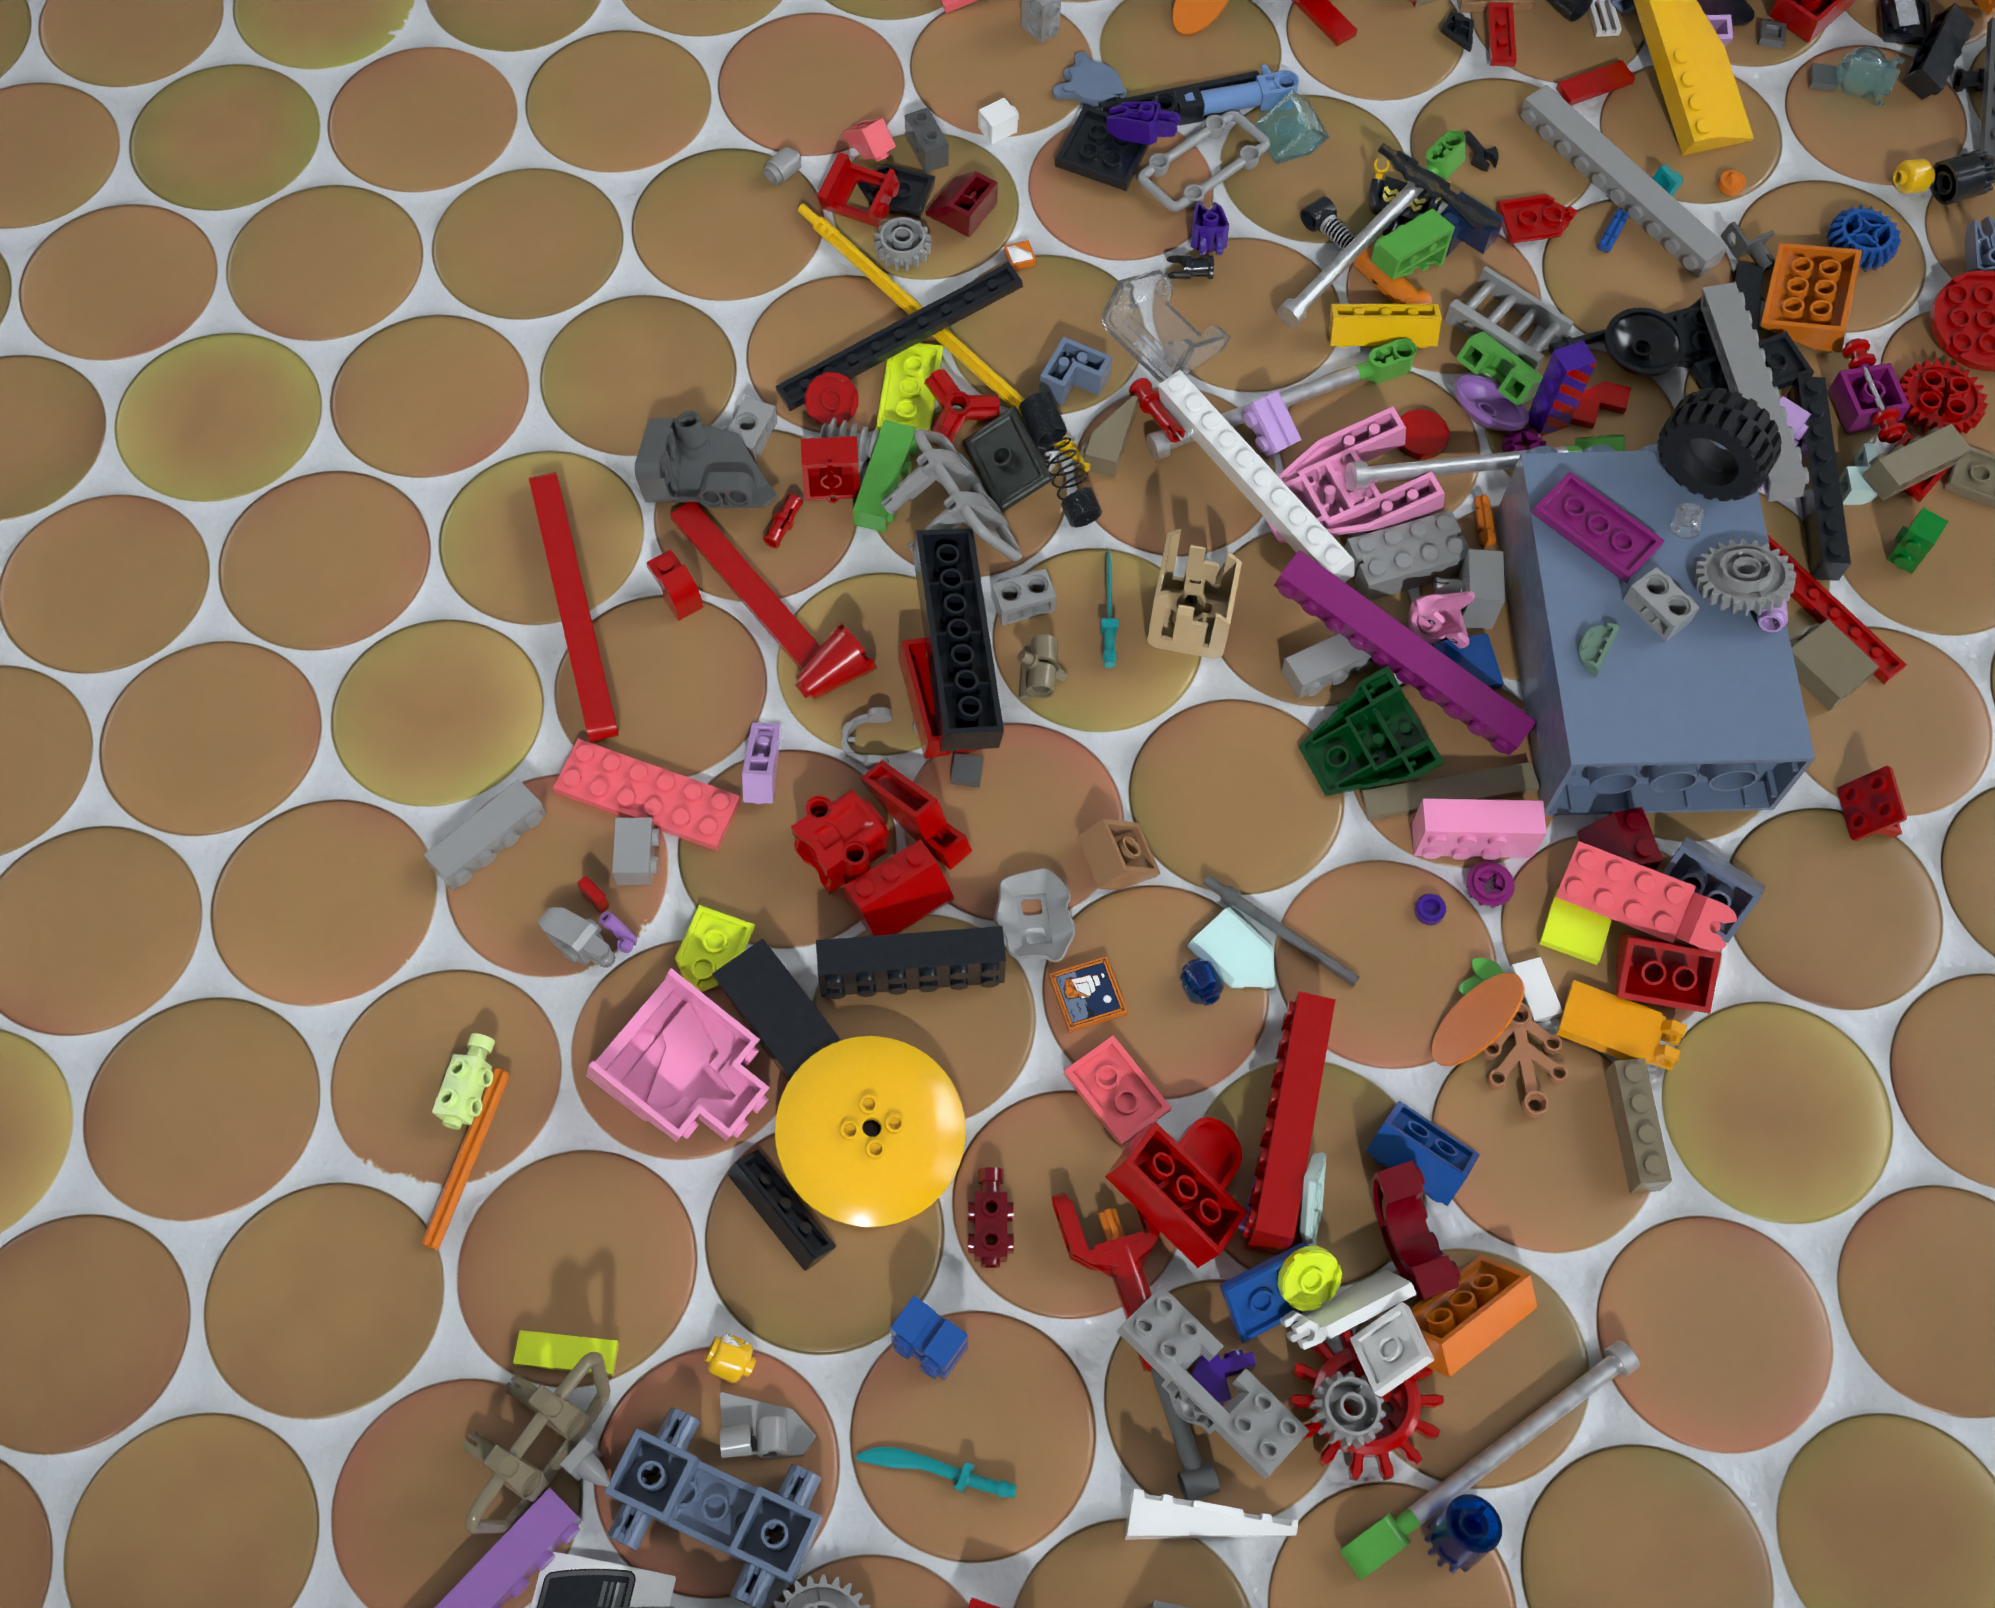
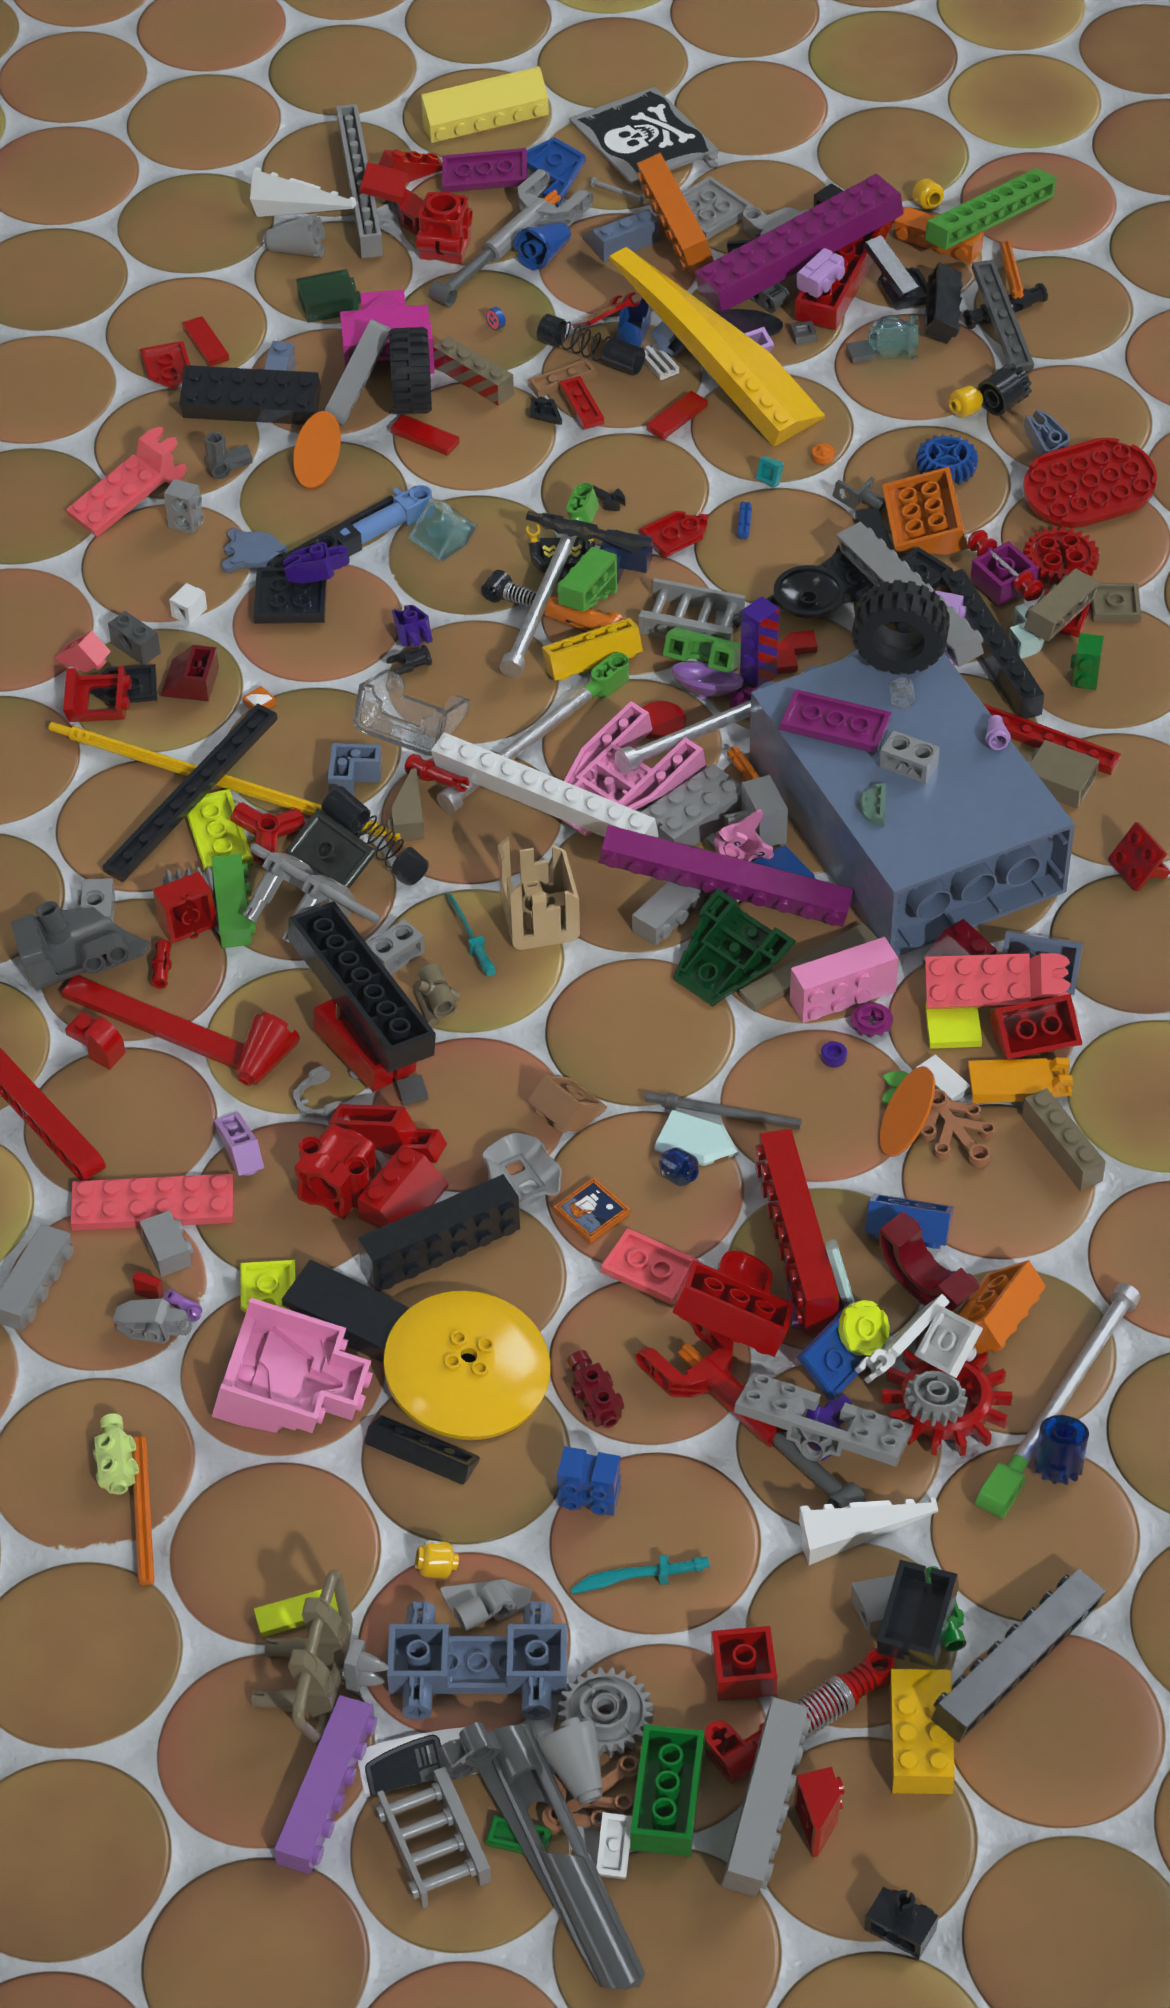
camera: 20 degrees left, 15 degrees down
(782, 165) = (17, 699): light grey brick -> none
(831, 397) = (154, 857): red tile -> none
(902, 243) = (154, 722): light grey gear -> none
(1194, 193) = (375, 551): light grey bar -> none
(1271, 424) = (536, 750): lavender brick -> none
(1623, 181) = (734, 480): light grey brick -> none
(1745, 577) = (963, 715): light grey gear -> none

